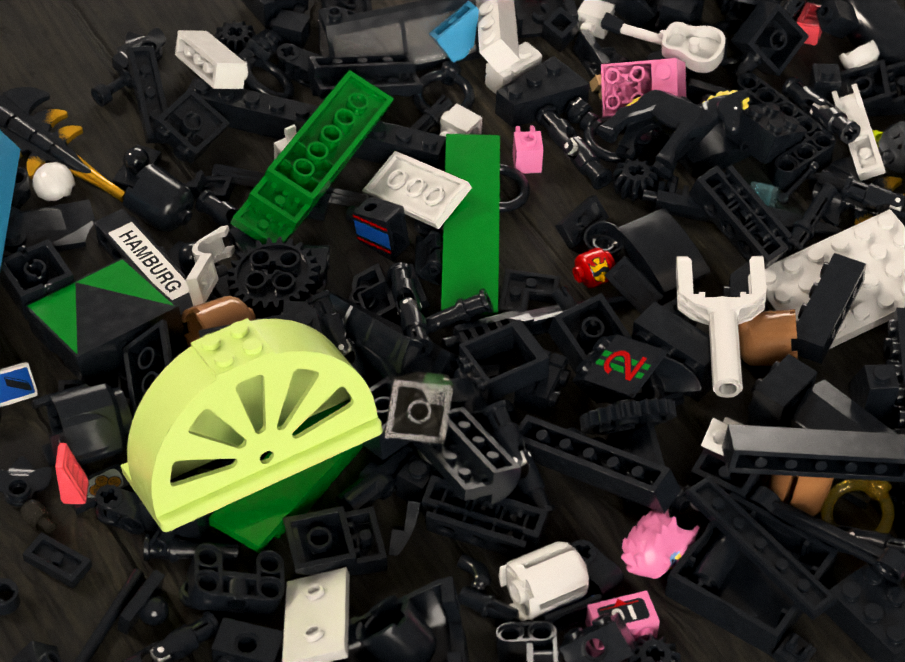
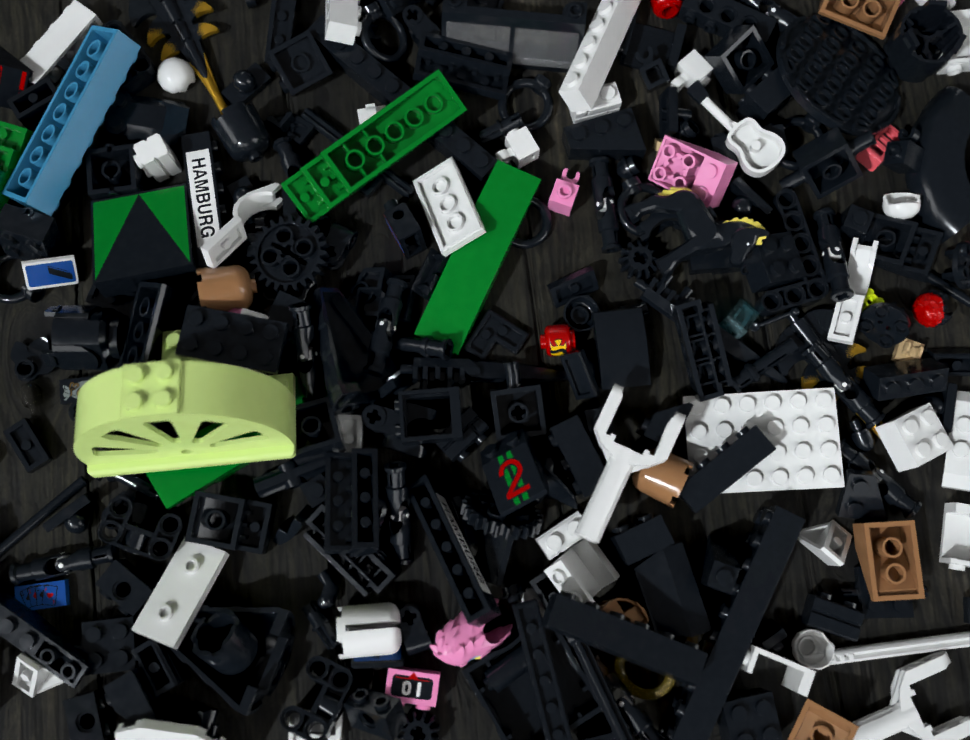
camera: 25 degrees right, 30 degrees up
(71, 477) = (55, 384): coral slope -> none
(79, 246) = (156, 158): none -> white brick
(419, 407) = (329, 450): clear smoke slope -> none
(457, 32) = (557, 53): dark azure slope -> none
(694, 428) = (560, 536): none -> white brick

